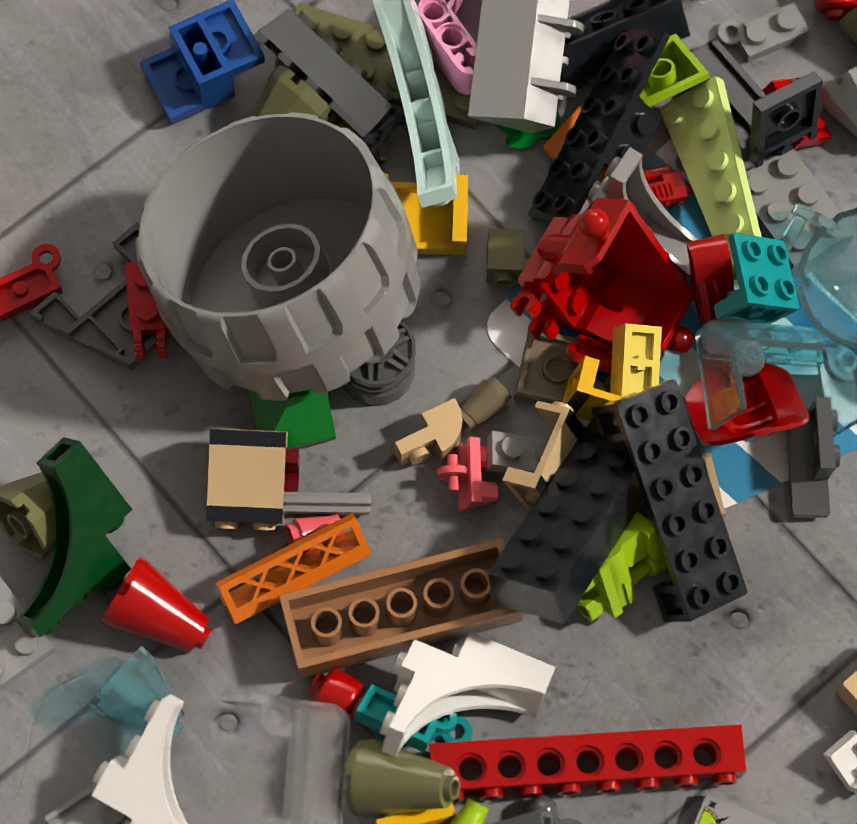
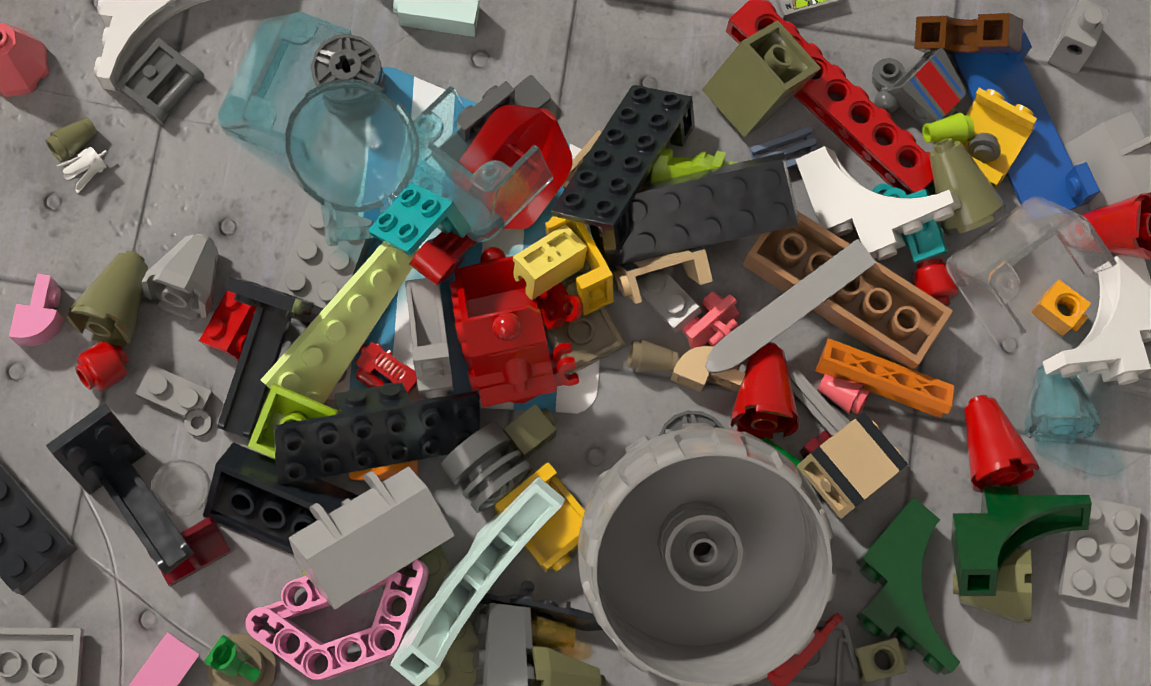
camera: 135 degrees left, 5 degrees up
(77, 350) = (870, 672): none -> olive brick
(104, 418) = (899, 603): none -> dark green arch
(230, 798) = (1048, 312): none -> light orange brick
(372, 463) = (766, 396): none -> red cone
(423, 534) = (789, 307): none -> light grey piece
(503, 192) = (483, 463): none -> dark grey wheel
(582, 648) = (804, 133): none -> sand blue tile
(658, 700) = (760, 77): none -> olive slope

